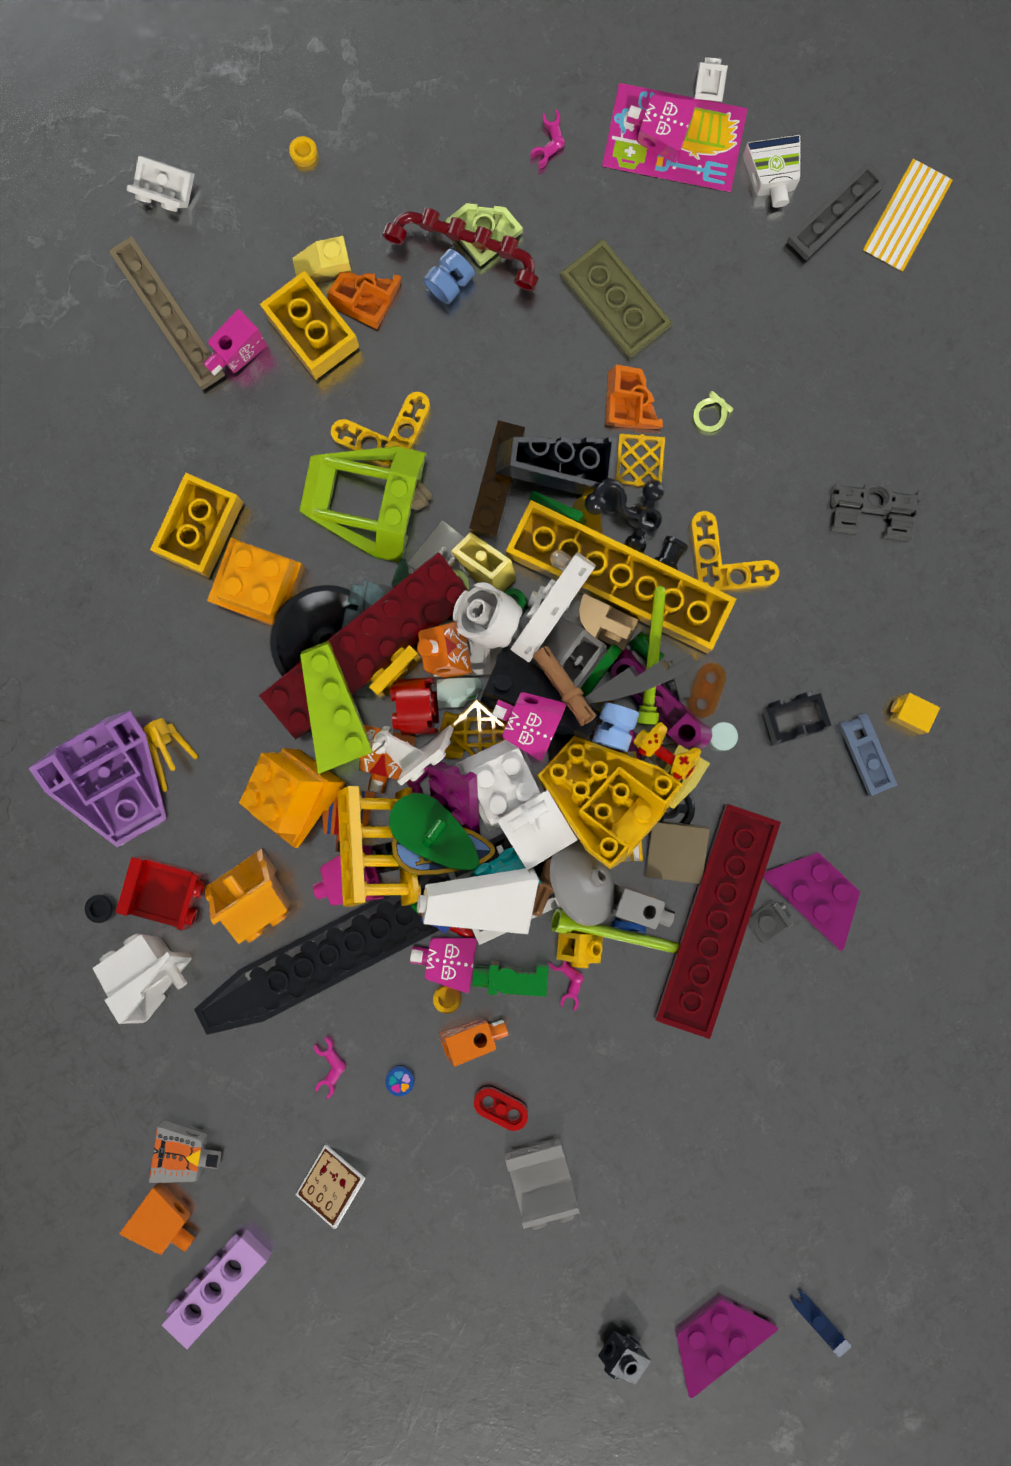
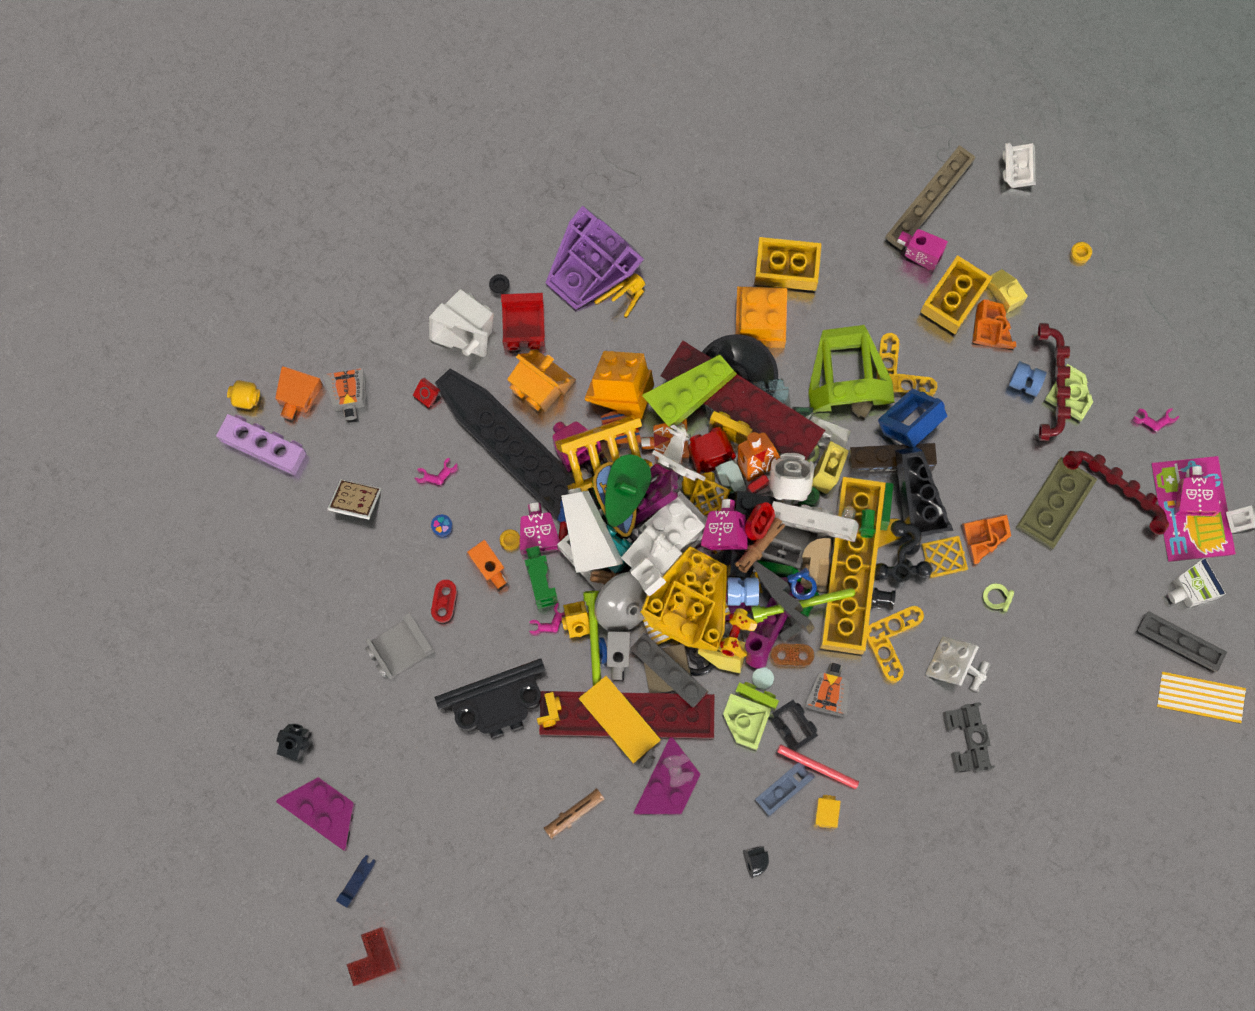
camera: 75 degrees right, 10 degrees down
(141, 1294) = (243, 394): none -> yellow head
(216, 1049) = (426, 392): none -> red tile
(480, 440) = (911, 435): none -> blue window
(481, 662) = (758, 485): none -> red tile
(535, 676) = (759, 521): none -> red plate
(567, 843) = (648, 576): none -> white bracket
(573, 258) = (1131, 489): none -> dark red bar
(579, 540) = (867, 523): none -> green pin
(621, 642) = (804, 573): none -> blue piece
(651, 1083) = (496, 701): none -> black brick
(681, 851) = (669, 670): none -> dark grey plate
(684, 1013) = (553, 705): none -> yellow bracket
(722, 932) = (619, 719): none -> yellow sticker
(752, 741) = (748, 691): none -> lime plate
(768, 660) = (830, 692): none -> torso
(770, 774) = (746, 720): none -> yellowish green plate
(780, 495) = (953, 662): none -> white plate
(817, 883) = (678, 777): none -> clear piece
(831, 1058) = (555, 827): none -> medium nougat pin
(854, 706) = (817, 766): none -> coral bar
(932, 1327) = (380, 958): none -> clear red brick
(944, 818) = (756, 860): none -> black piece

